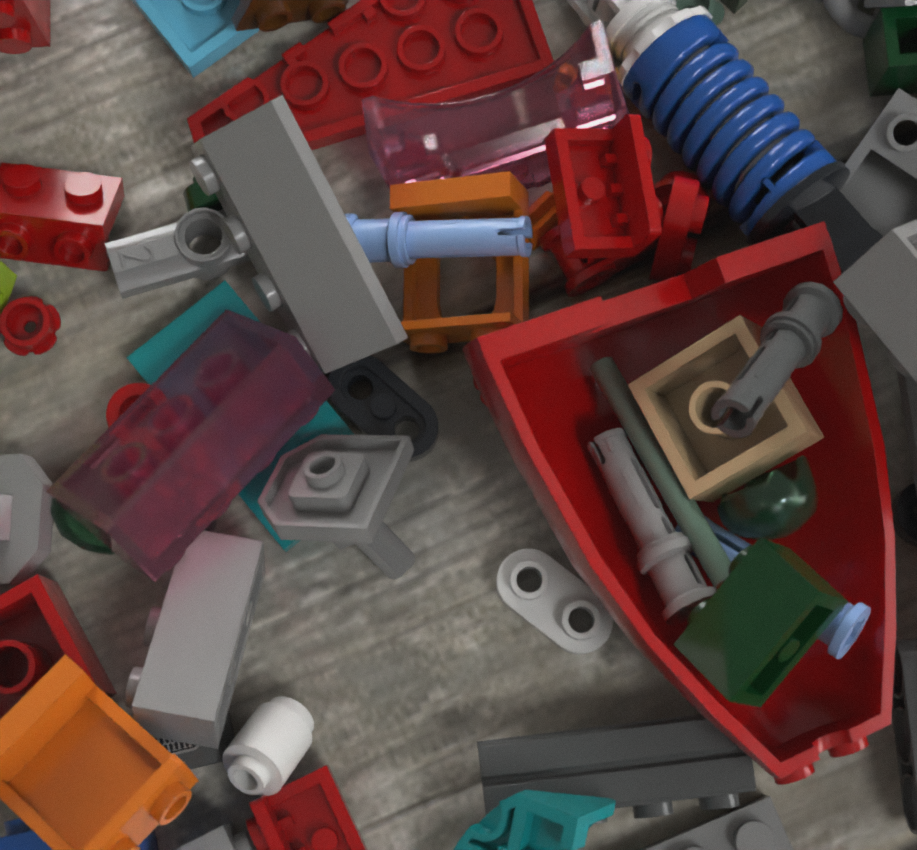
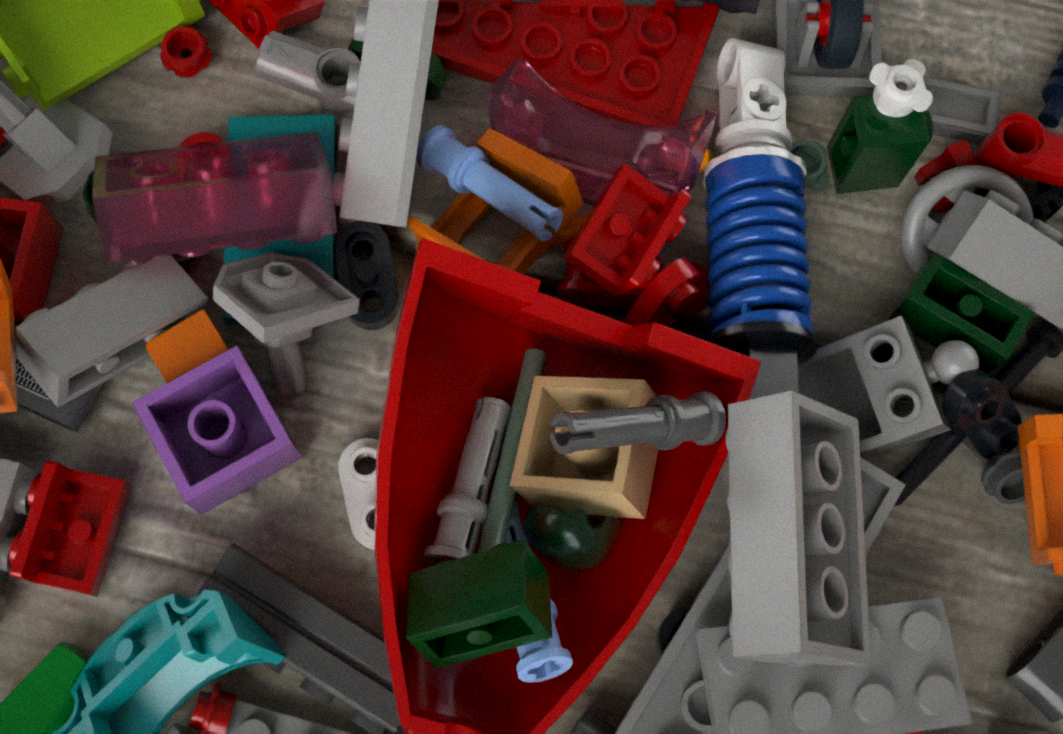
camera: 35 degrees right, 5 degrees down
(269, 746) = (96, 437): white brick -> none
(290, 604) = (186, 346): none -> orange panel
(375, 652) = (216, 431): none -> medium lavender brick

